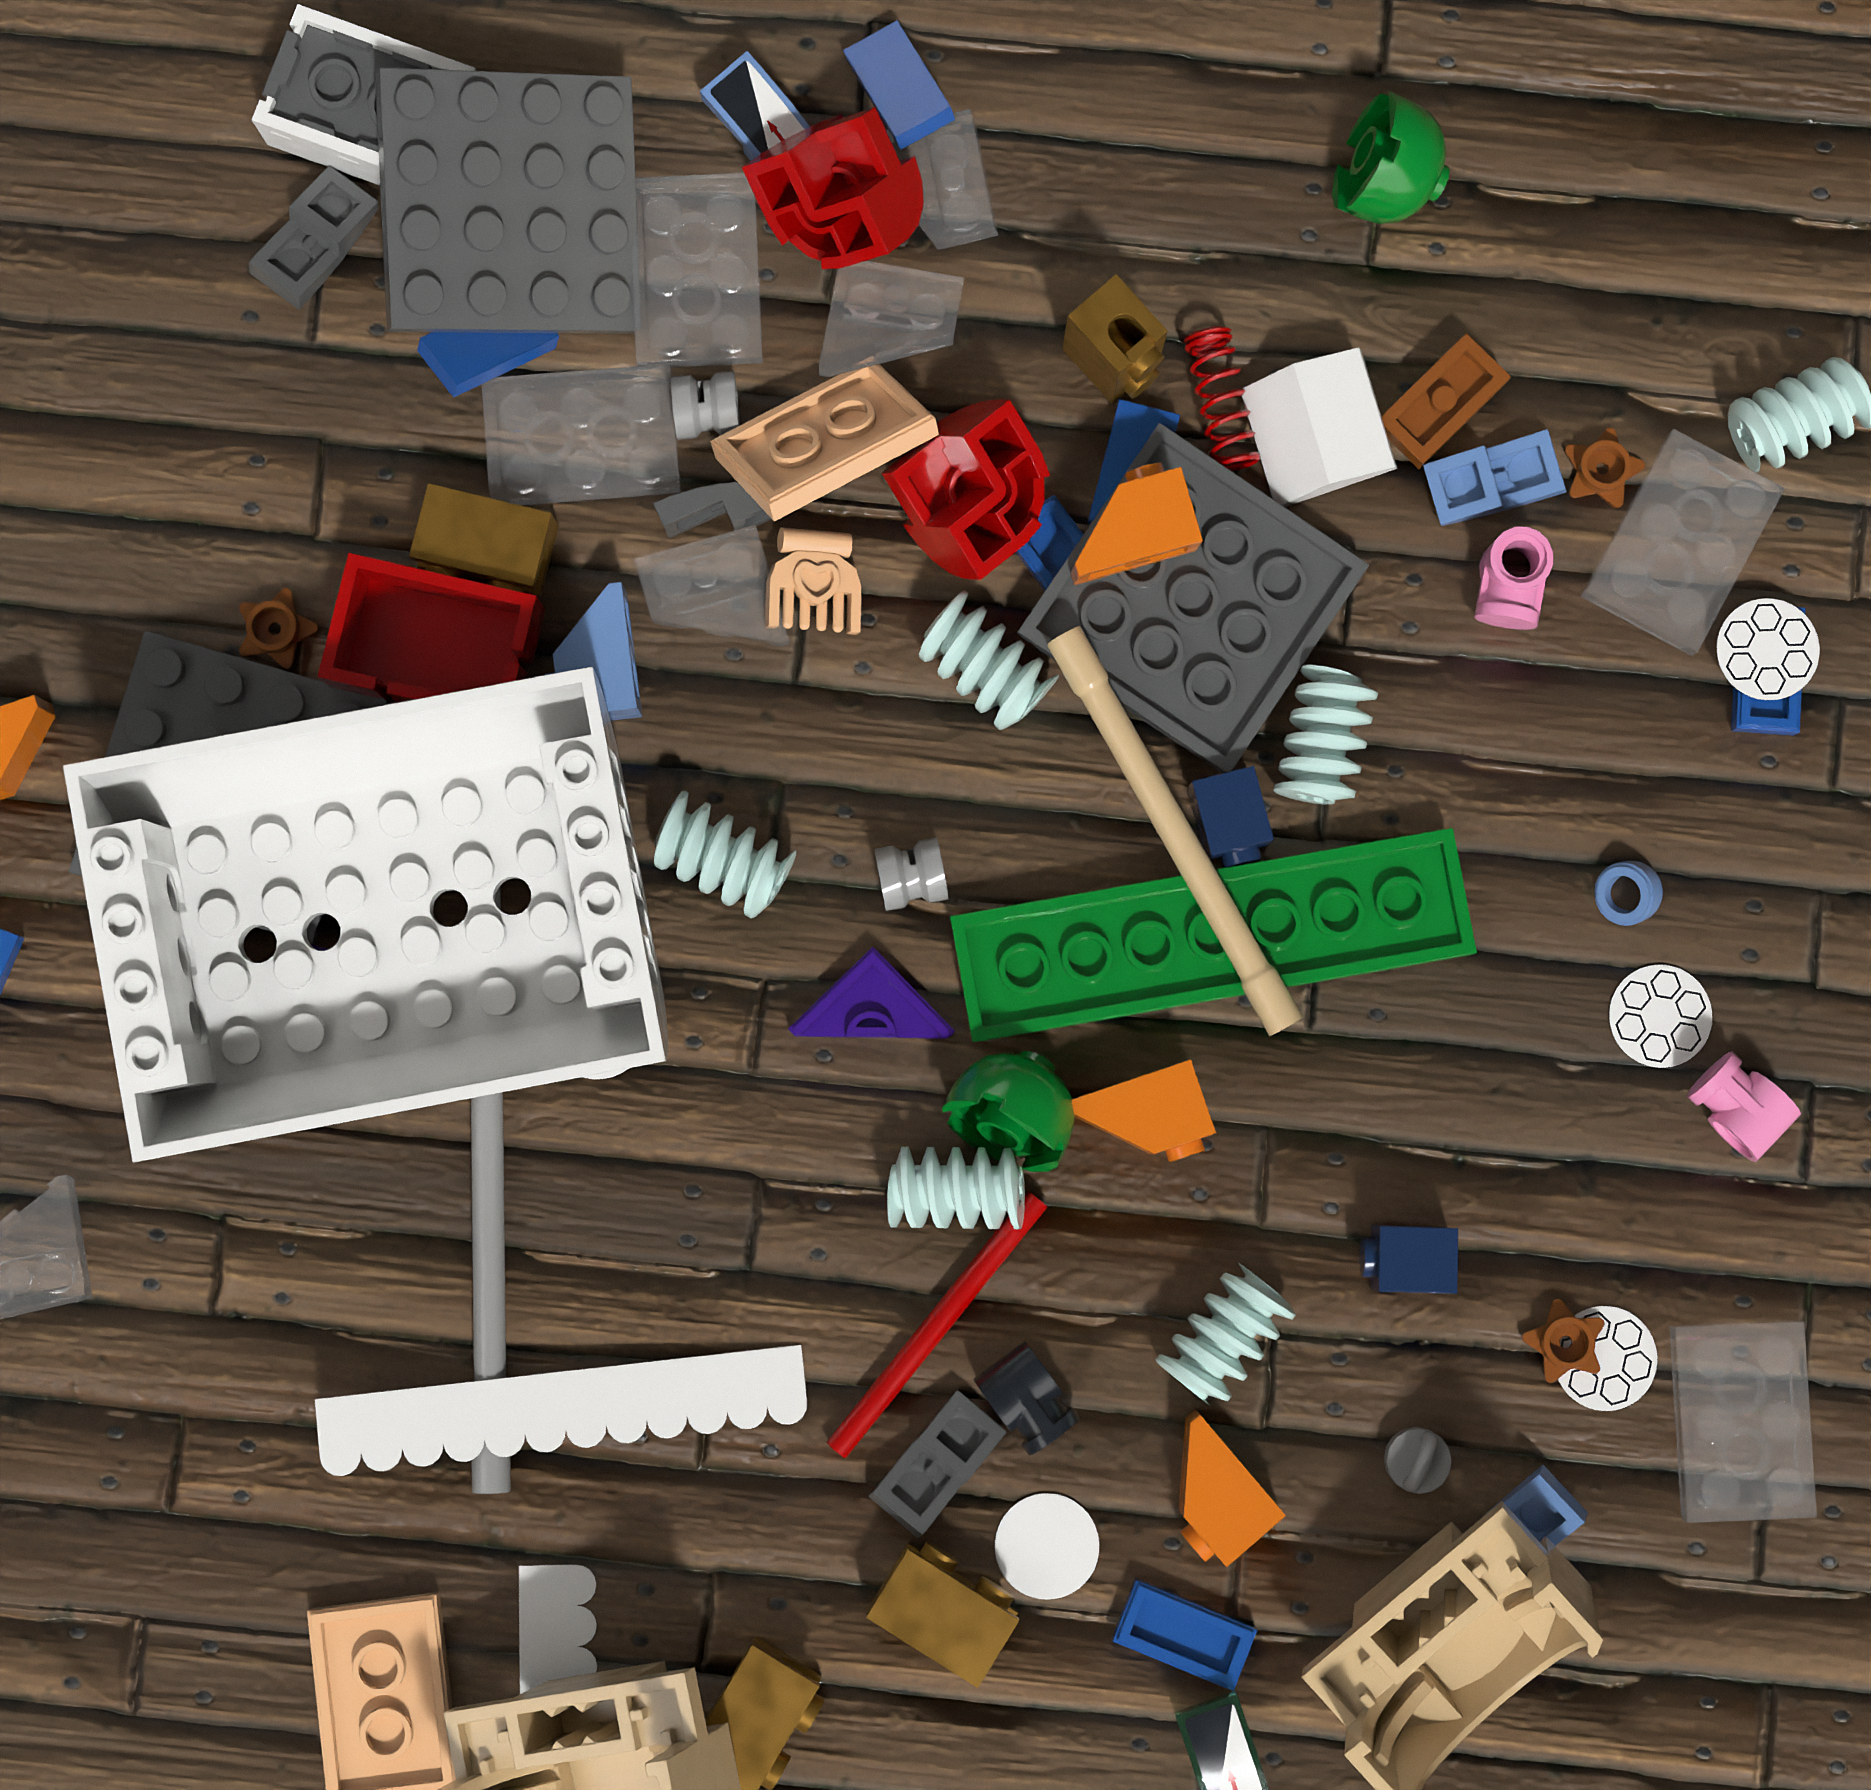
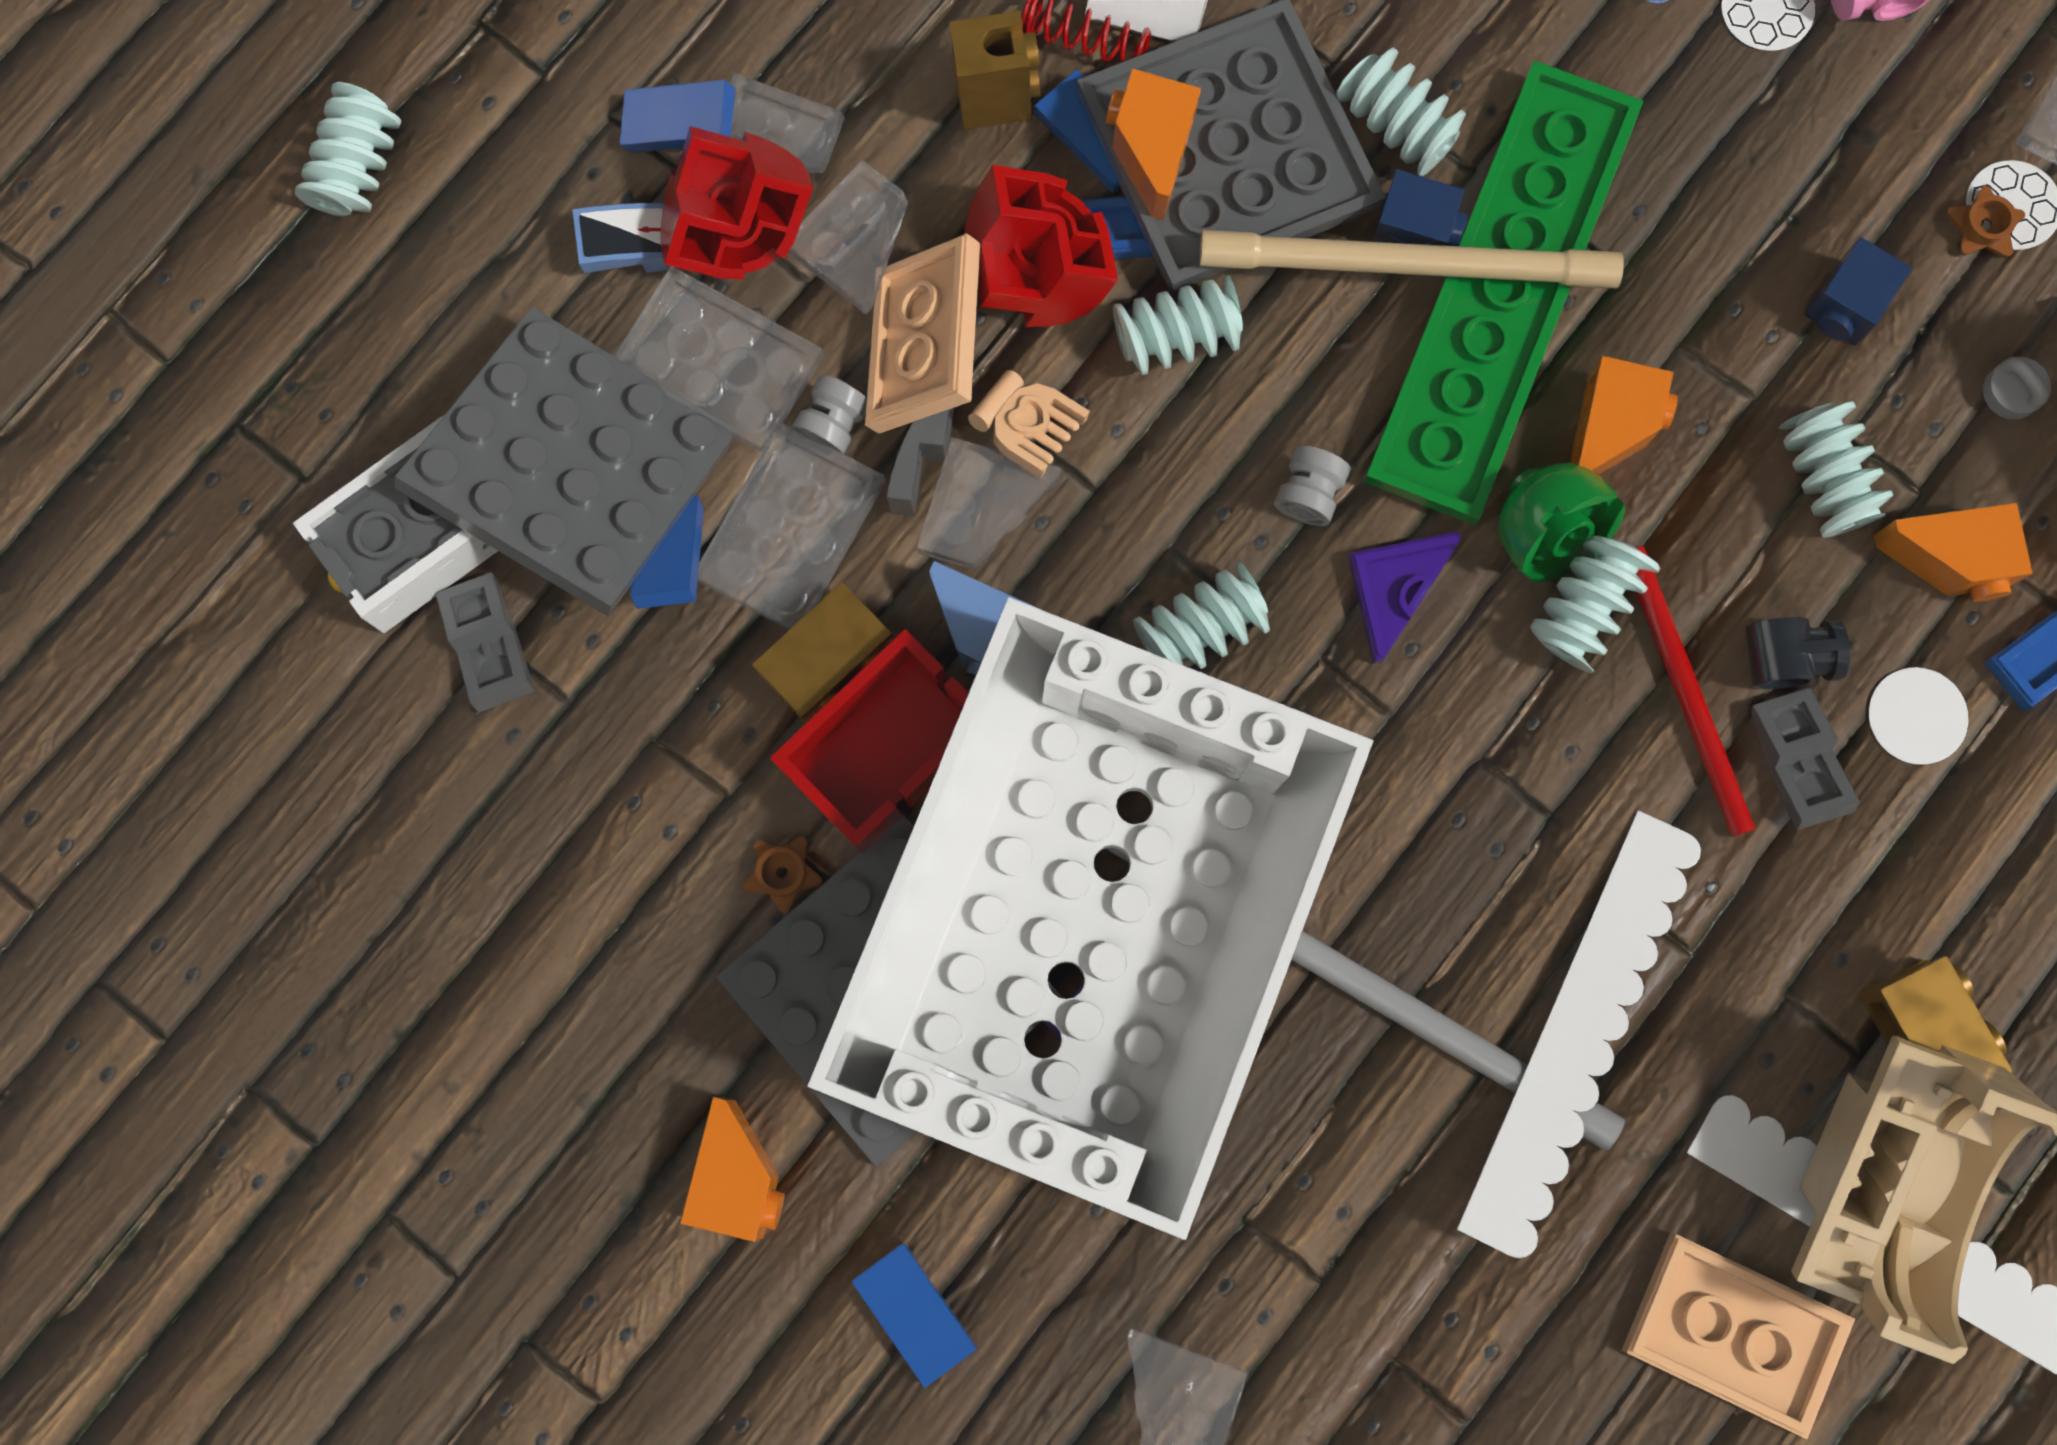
camera: 50 degrees left, 5 degrees down
(944, 1612) = (1934, 825): pearl gold brick -> none

